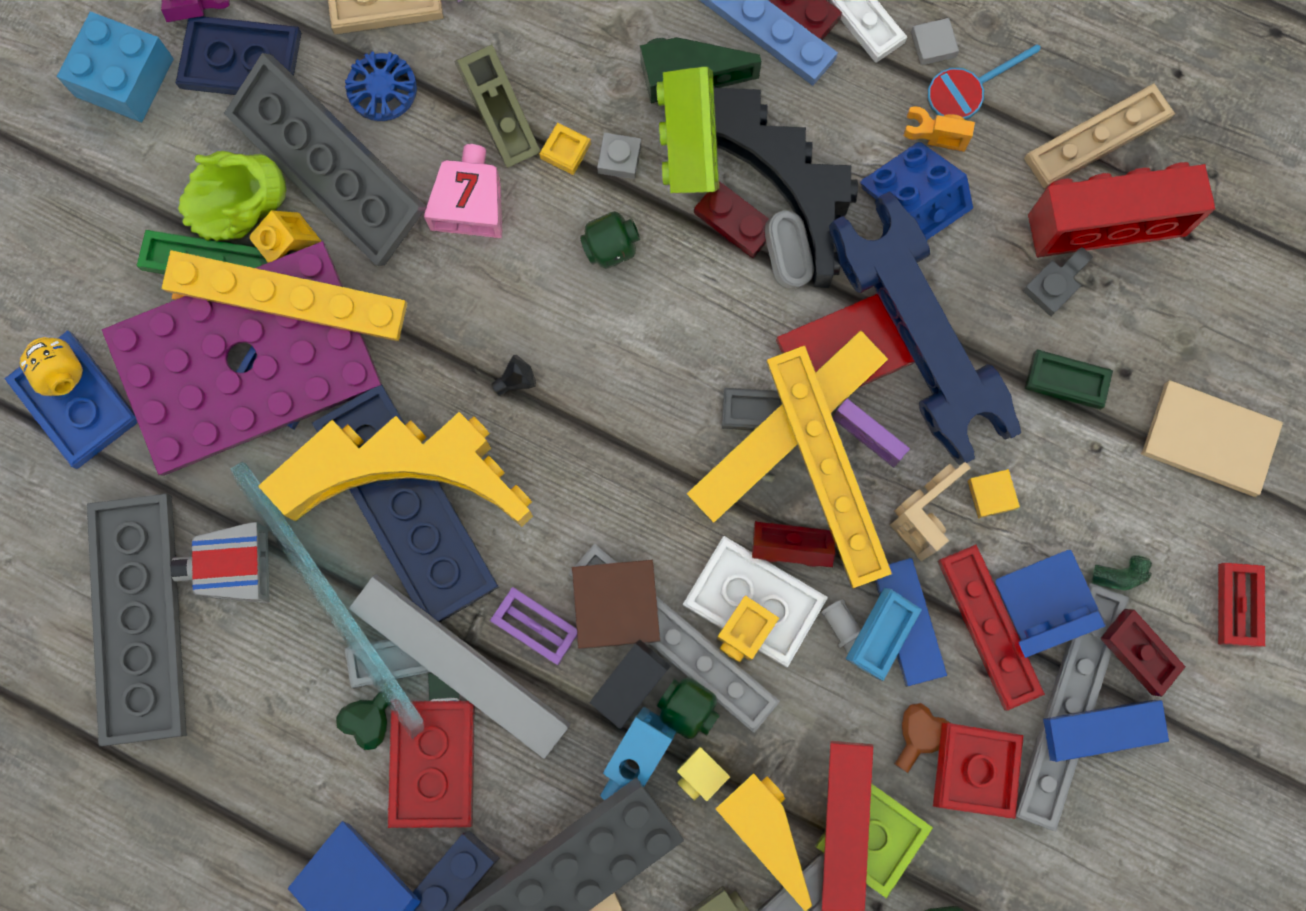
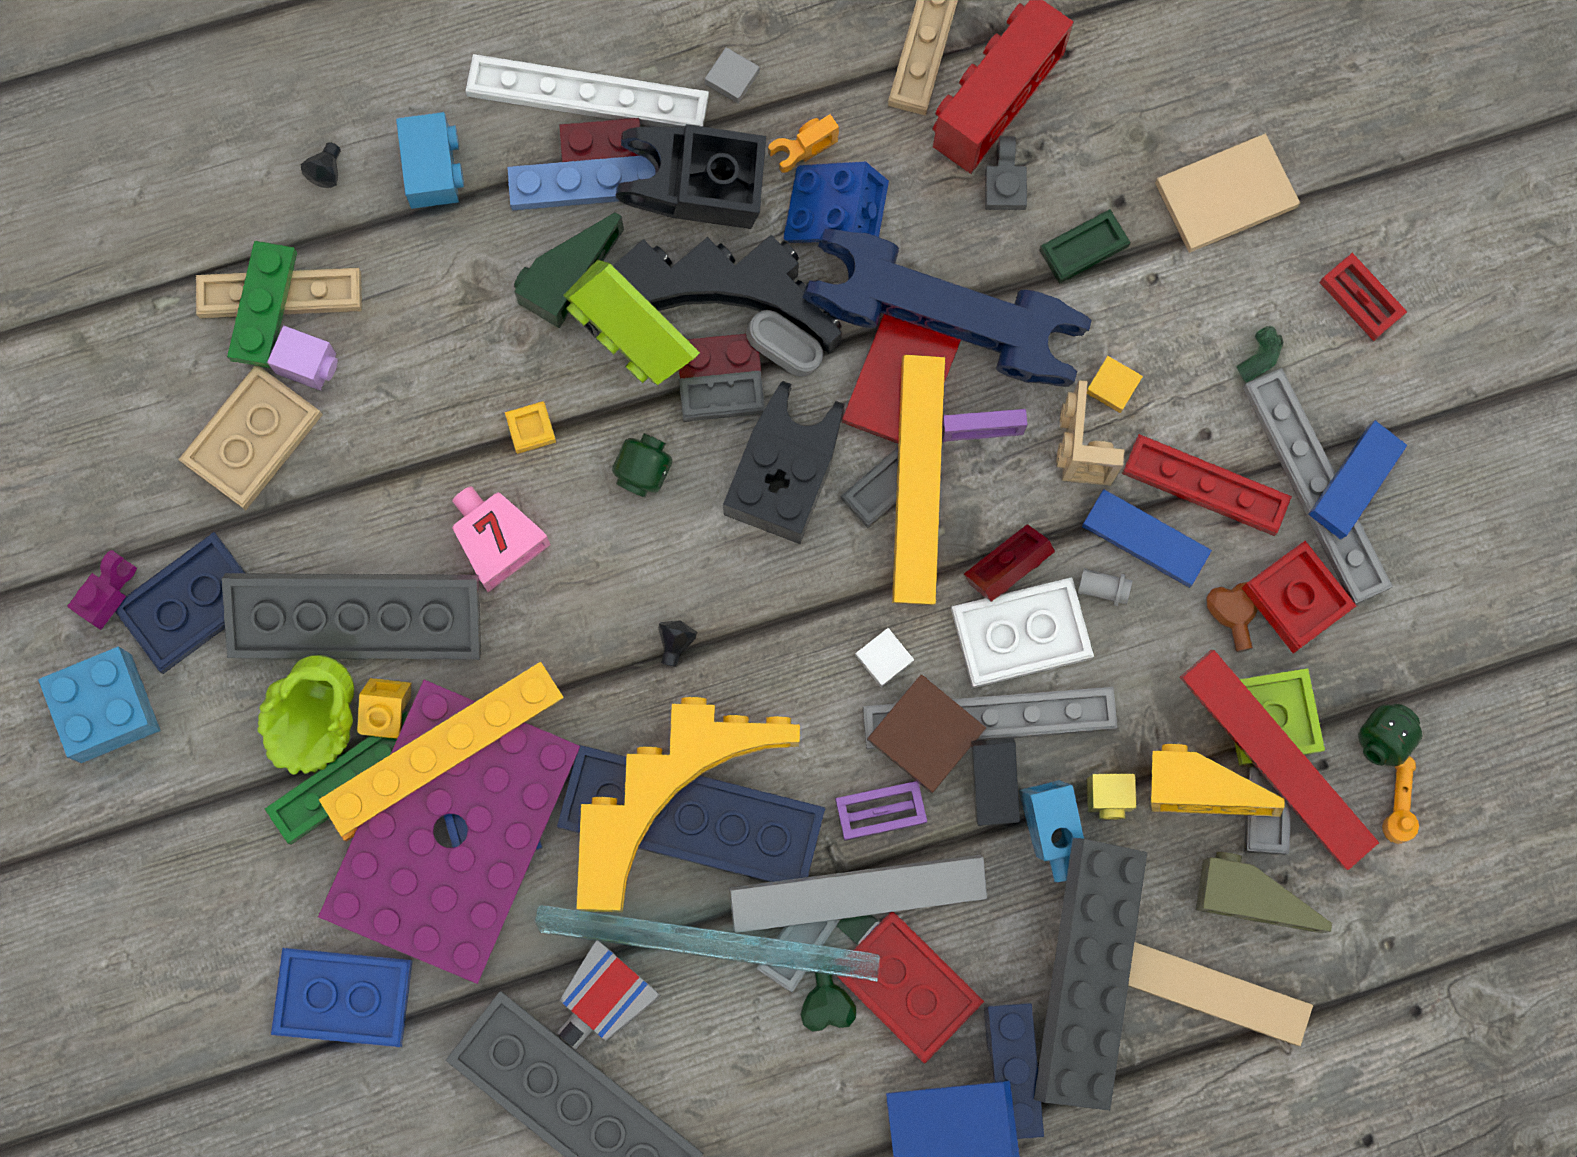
camera: 50 degrees left, 0 degrees up
(50, 366) = (307, 984): yellow head -> none
(380, 86) = (331, 516): blue wheel -> none
(497, 105) = (442, 442): olive slope -> none
(619, 155) = (579, 393): light grey plate -> none
(643, 525) = (884, 657): none -> white tile
(688, 708) = (1054, 756): dark green head -> none
(711, 245) = (721, 396): none -> dark grey plate
(713, 321) = (788, 454): none -> black brick
(746, 630) = (1040, 658): yellow bracket -> none
(828, 467) = (981, 479): yellow plate -> none
(837, 70) = (685, 169): none -> black brick
(883, 634) = (1139, 563): dark azure tile -> none
(961, 91) = (788, 98): piece -> none
(1049, 603) = (1232, 426): blue bracket -> none
(1143, 652) = (1329, 398): dark red plate -> none

